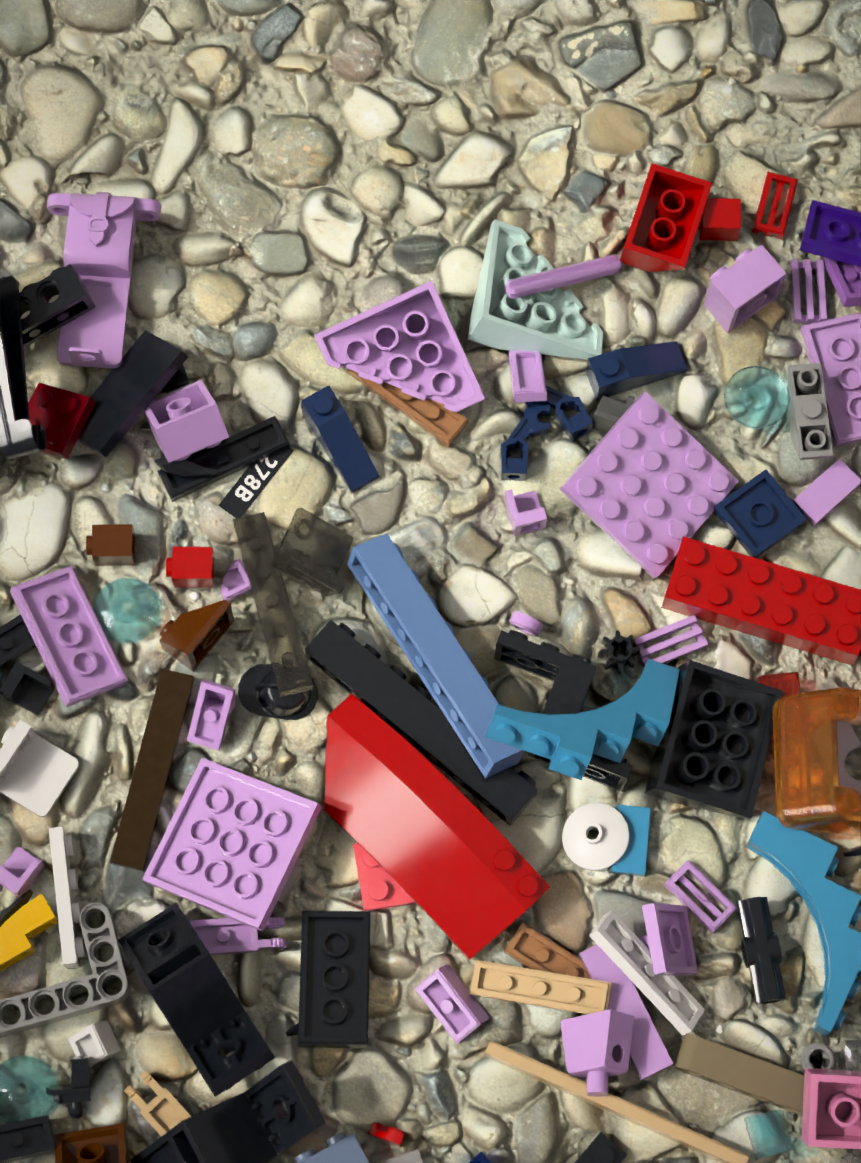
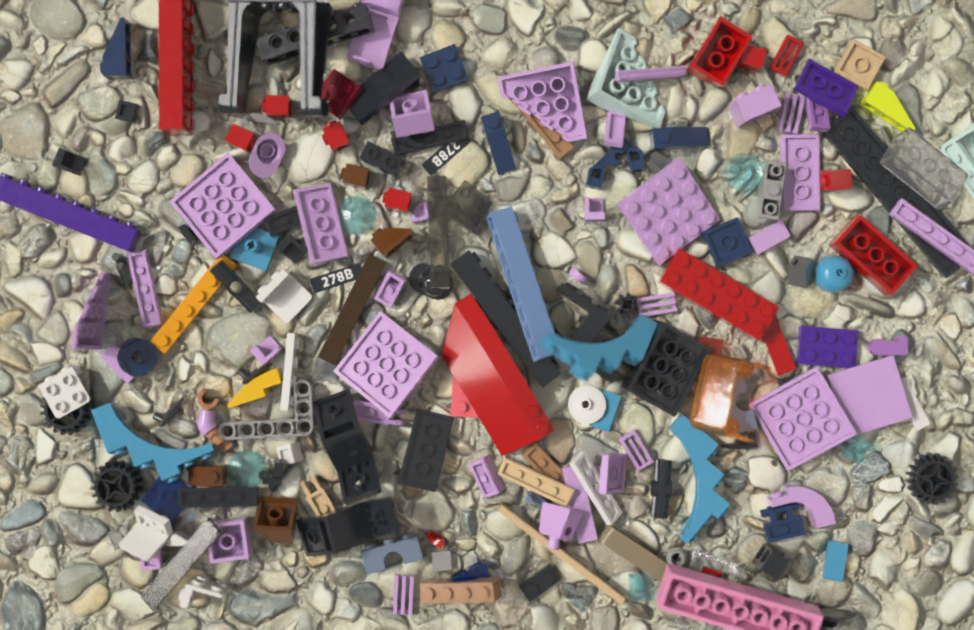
camera: 15 degrees right, 15 degrees up
(65, 488) = (335, 136): none -> red brick
(112, 723) = (335, 278): none -> black sticker
(150, 507) = (381, 159): none -> black brick
(222, 344) = (444, 68): none -> dark blue plate
(546, 1021) = (535, 498): none -> sand blue bar

